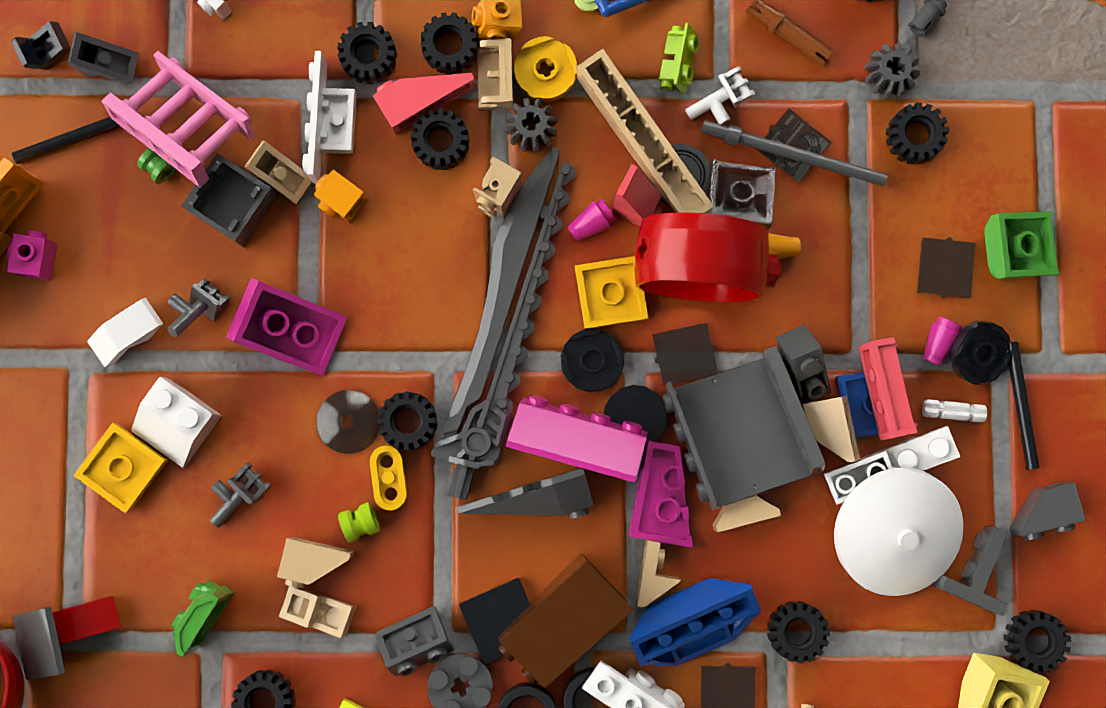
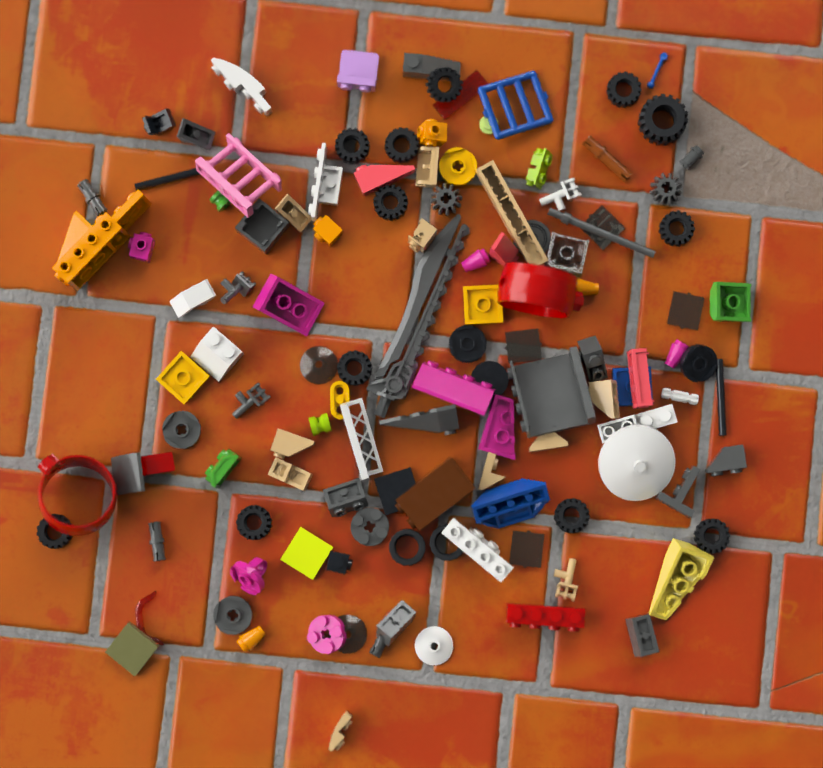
camera: 10 degrees right, 0 degrees up
(109, 561) = (171, 434): none -> dark grey plate
(418, 544) = (354, 439): none -> white fence

